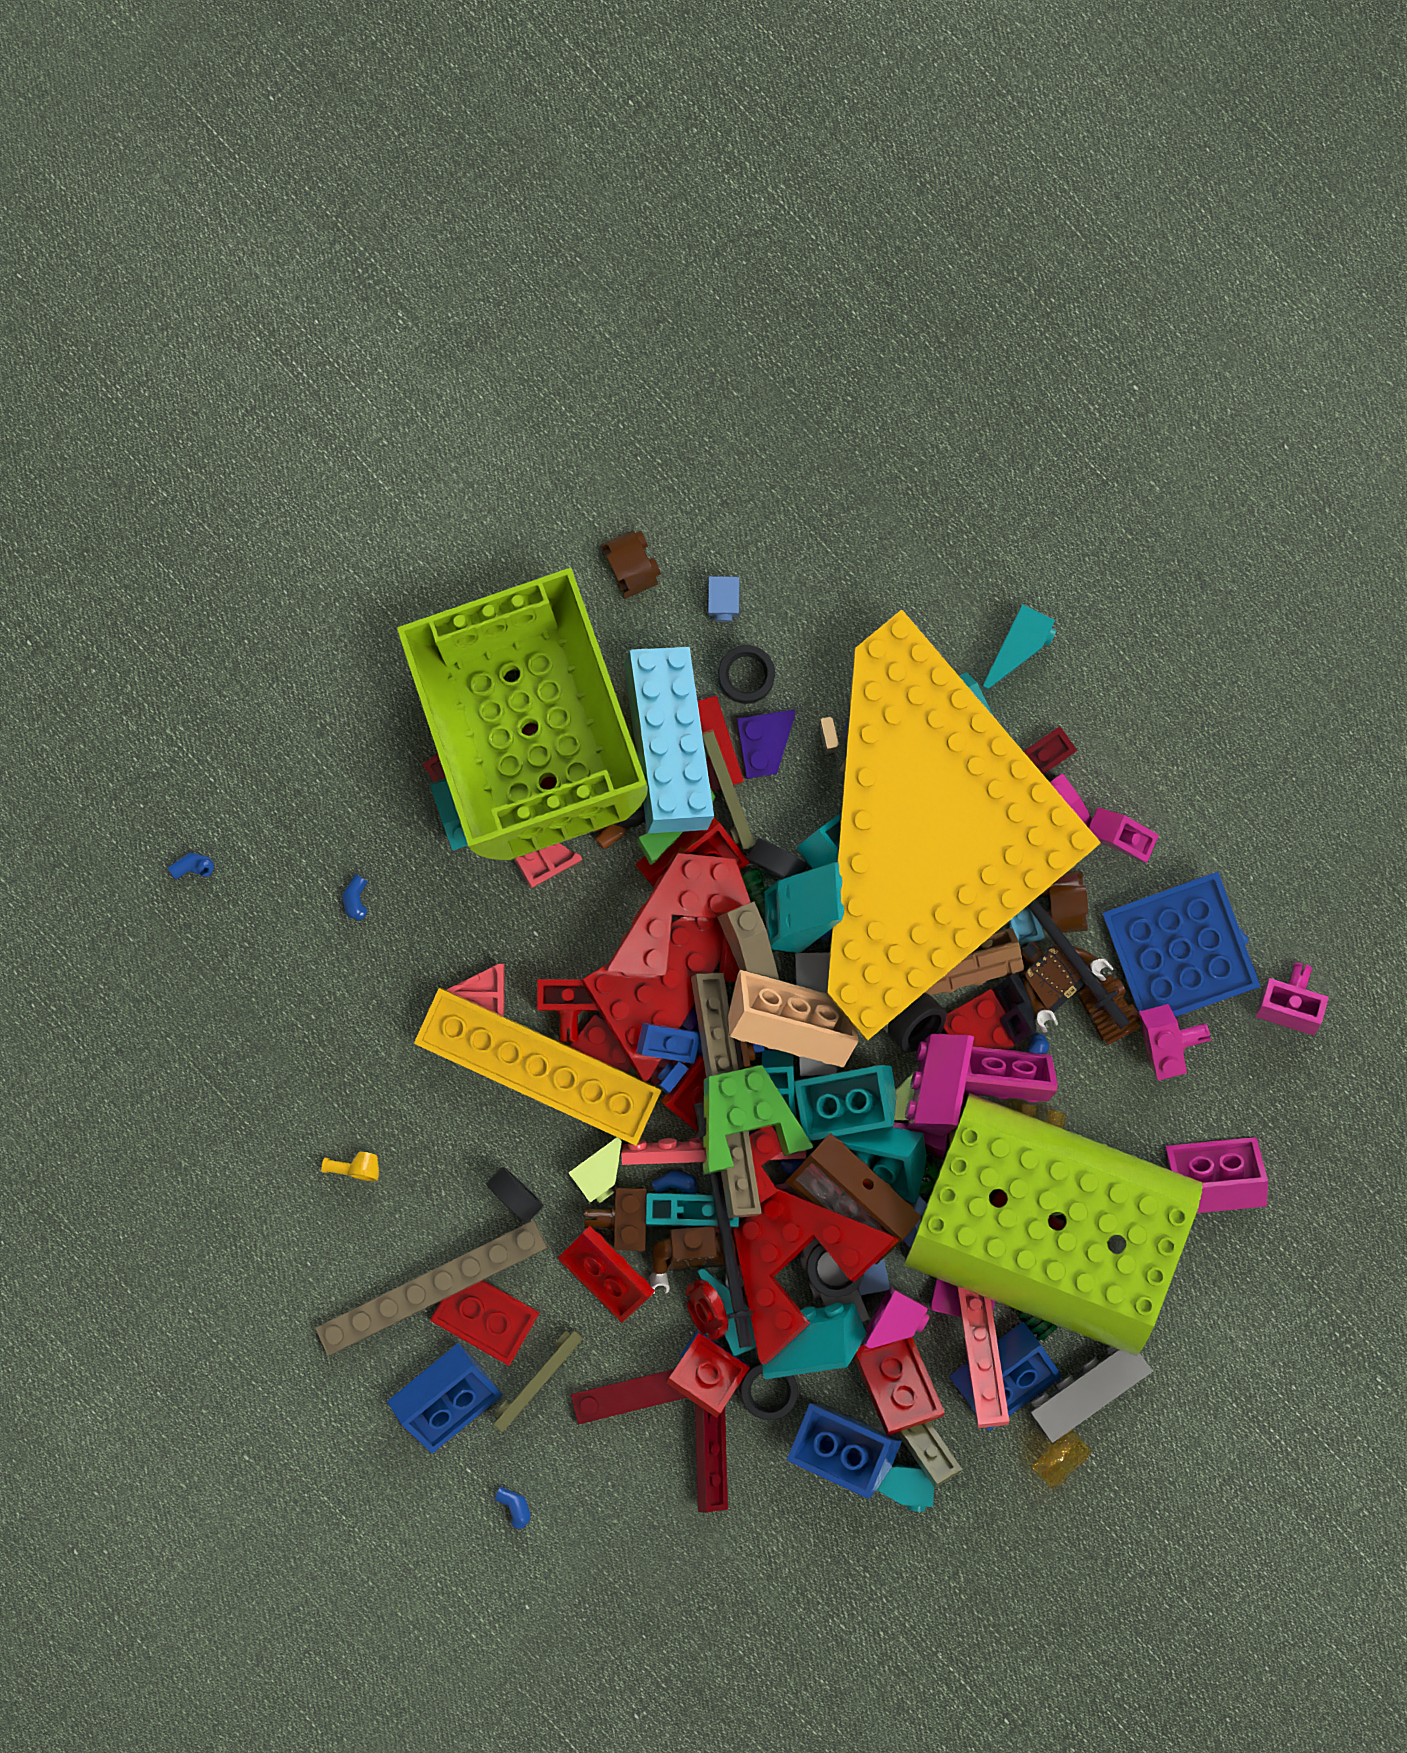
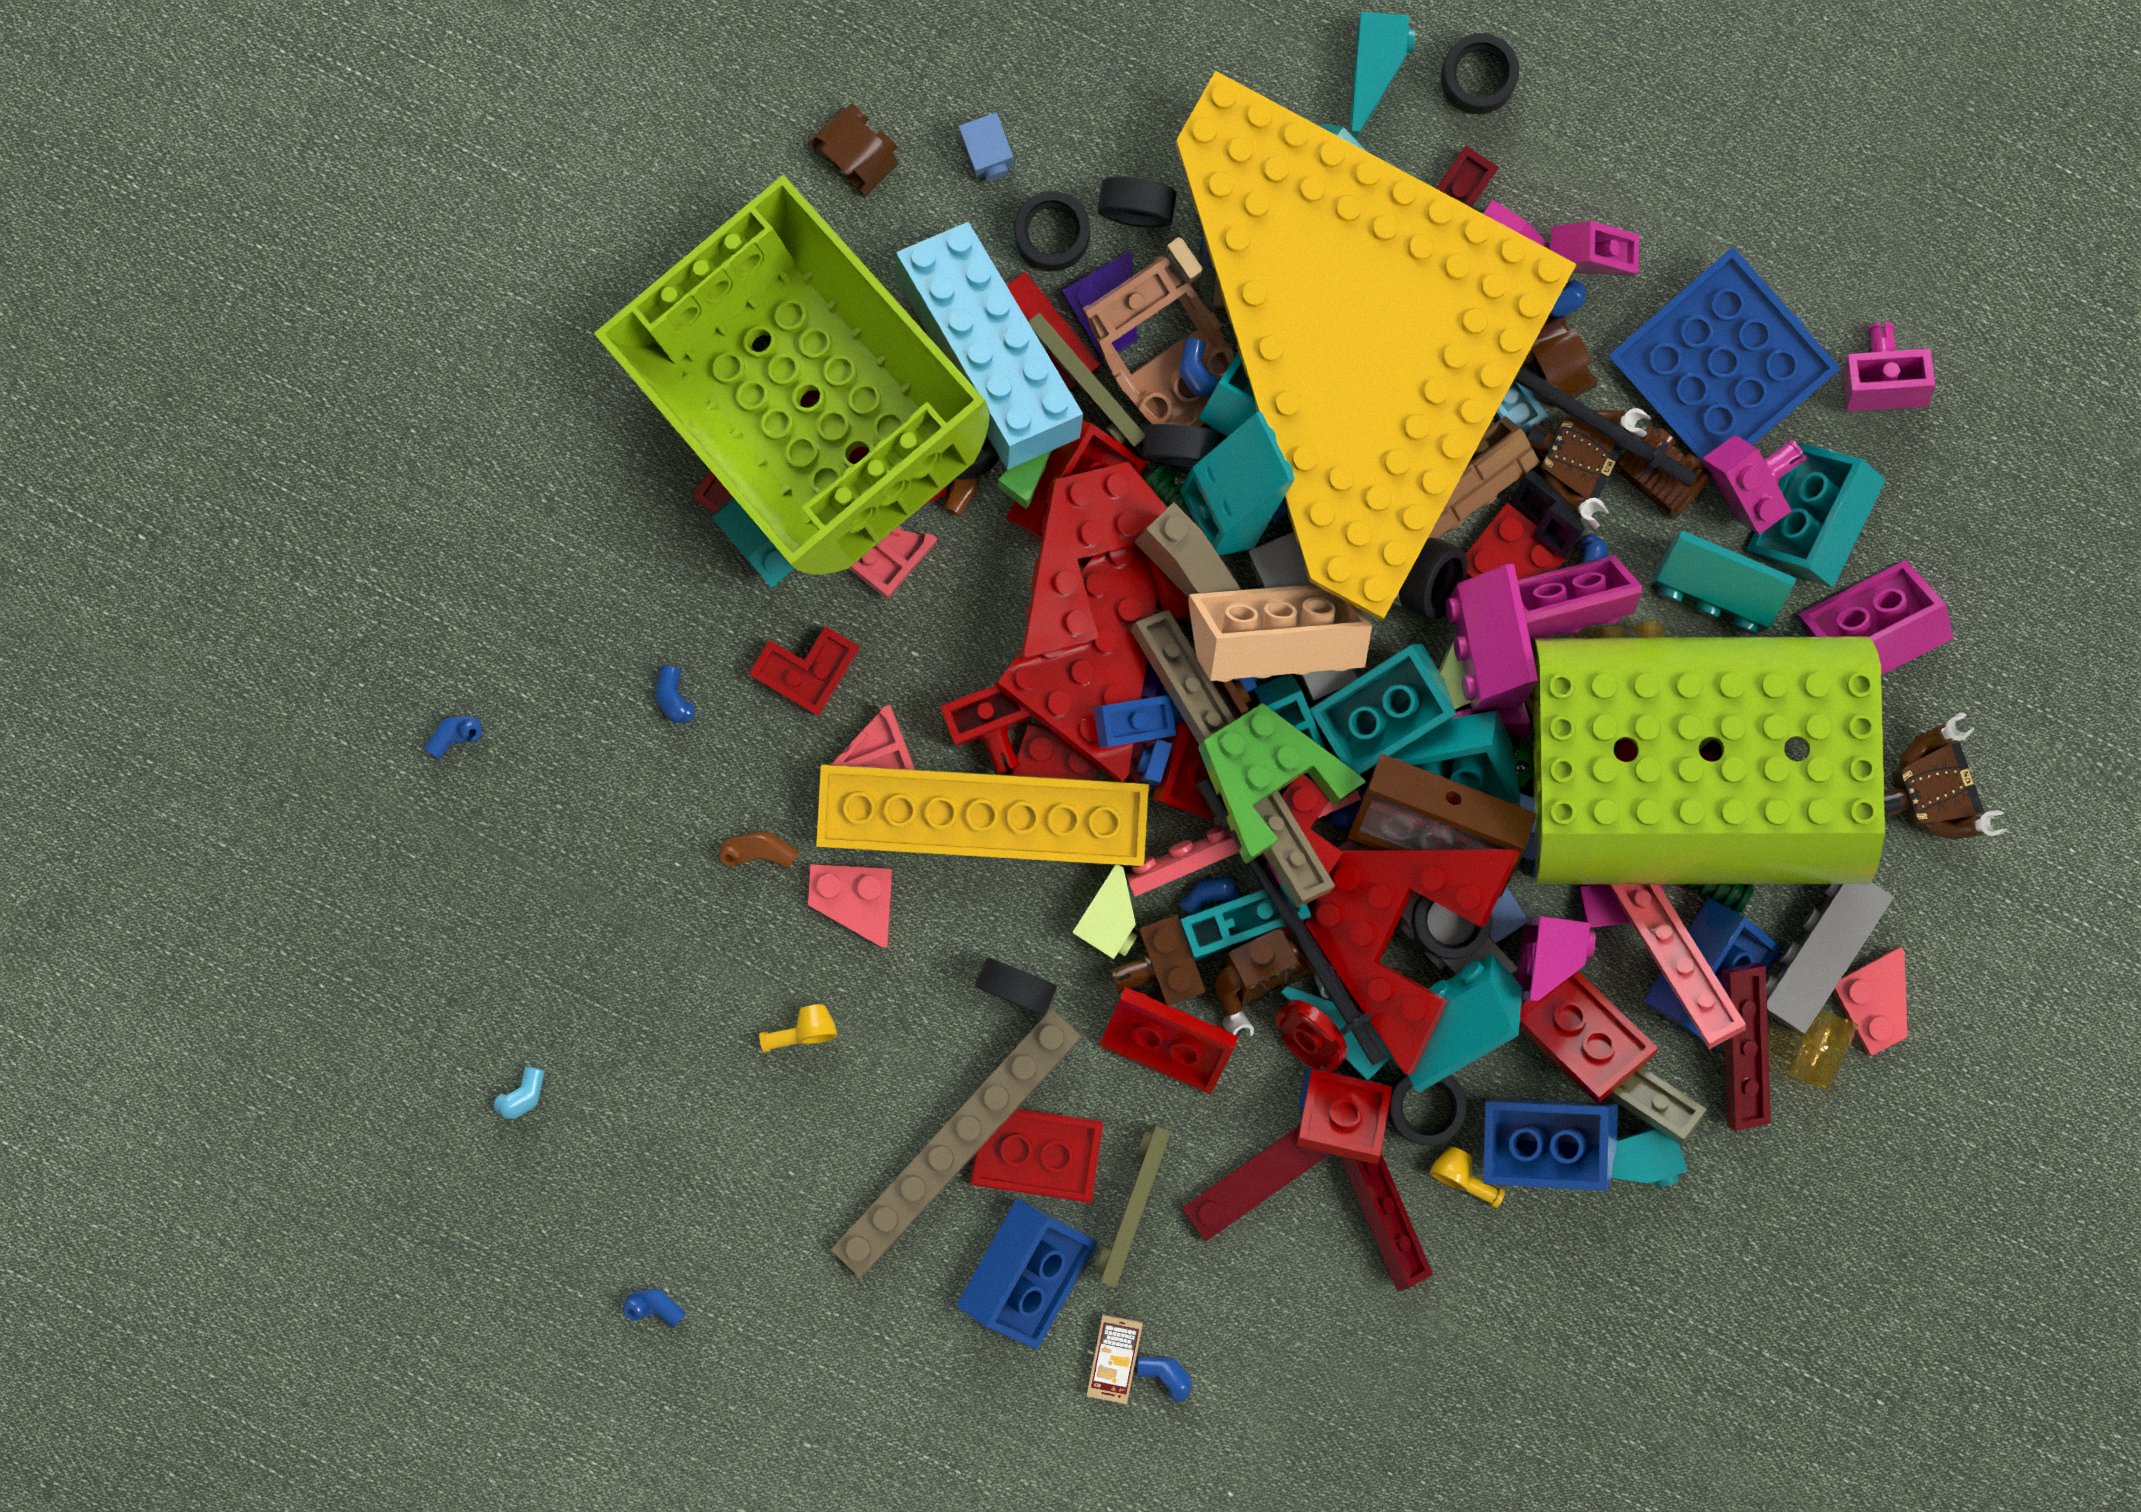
camera: 20 degrees left, 0 degrees up
(143, 1139) = (523, 1099): none -> medium azure arm
(176, 1316) = (650, 1303): none -> blue arm
(372, 1025) = (757, 846): none -> dark orange arm
(426, 1089) = (854, 898): none -> coral wing
(453, 924) = (809, 680): none -> red plate
(483, 1481) = (1114, 1358): none -> tile
(771, 1442) = (1455, 1170): none -> yellow bar
(795, 813) = (1157, 384): none -> nougat slope
(805, 811) = (1193, 371): none -> blue arm
(813, 678) = (1137, 202): none -> black tyre
(1008, 1440) = (1747, 1052): none -> dark red plate
(1090, 656) = (1480, 42): none -> black tyre
(1091, 862) = (1570, 299): none -> blue arm
(1113, 1439) = (1876, 1001): none -> coral wing
(1118, 1104) = (1721, 582): none -> teal slope
(1214, 1081) = (1828, 506): none -> teal slope
(1215, 1306) = (1938, 786): none -> reddish brown torso

